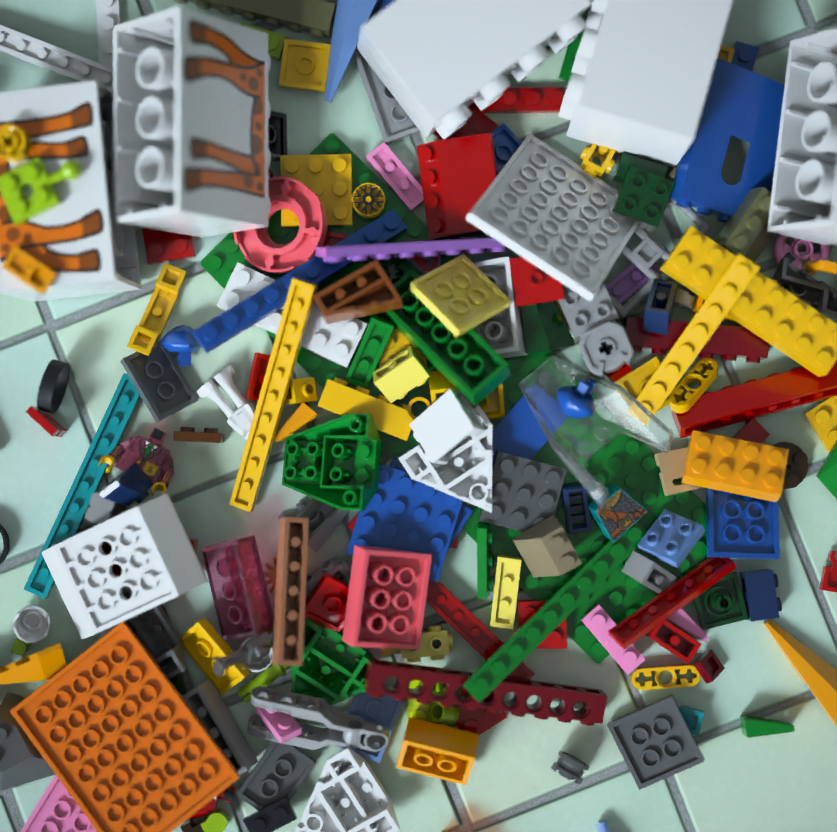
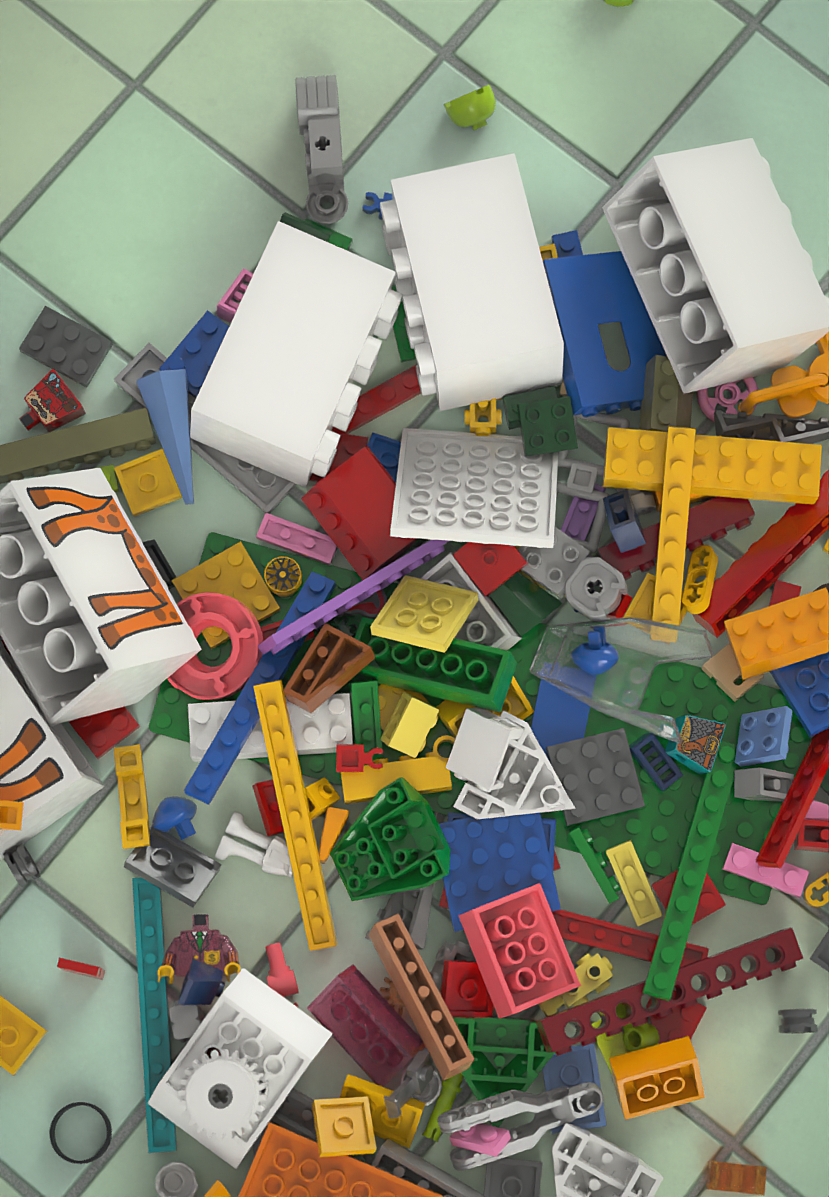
camera: 30 degrees left, 10 degrees down
(44, 315) = (22, 865): none -> dark grey wheel
(53, 386) = (69, 929): black tyre -> none
(92, 600) = (242, 1088): none -> white gear
(176, 657) = (343, 1126): none -> yellow plate
(188, 434) = (251, 894): reddish brown plate -> none
(195, 514) = (280, 976): none -> coral pin
(341, 377) = (352, 758): none -> red plate
(547, 549) = (649, 816): dark tan slope -> none

